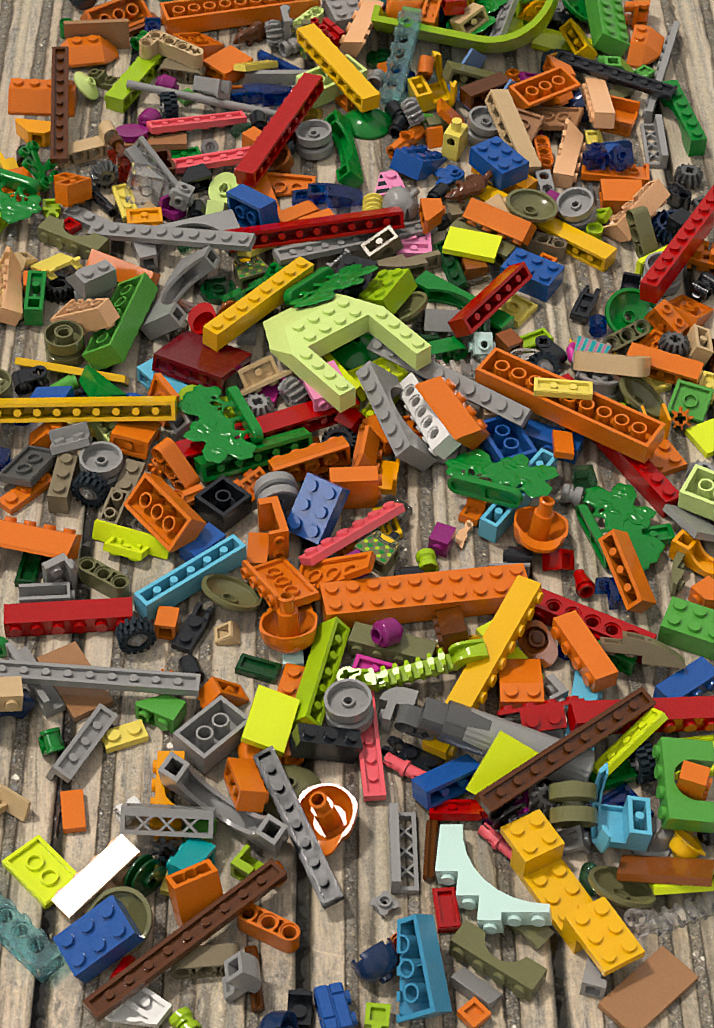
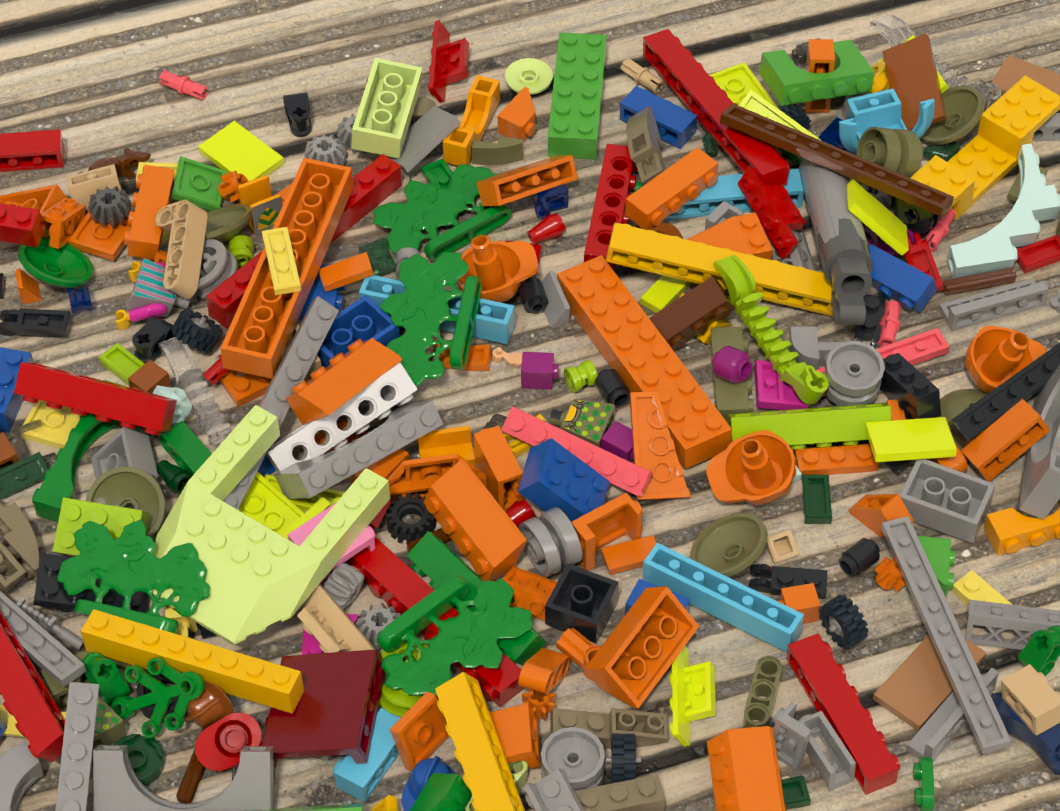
camera: 105 degrees left, 5 degrees up
(278, 577) = (694, 498): orange bracket -> none
(630, 332) = (102, 263): olive beam -> none

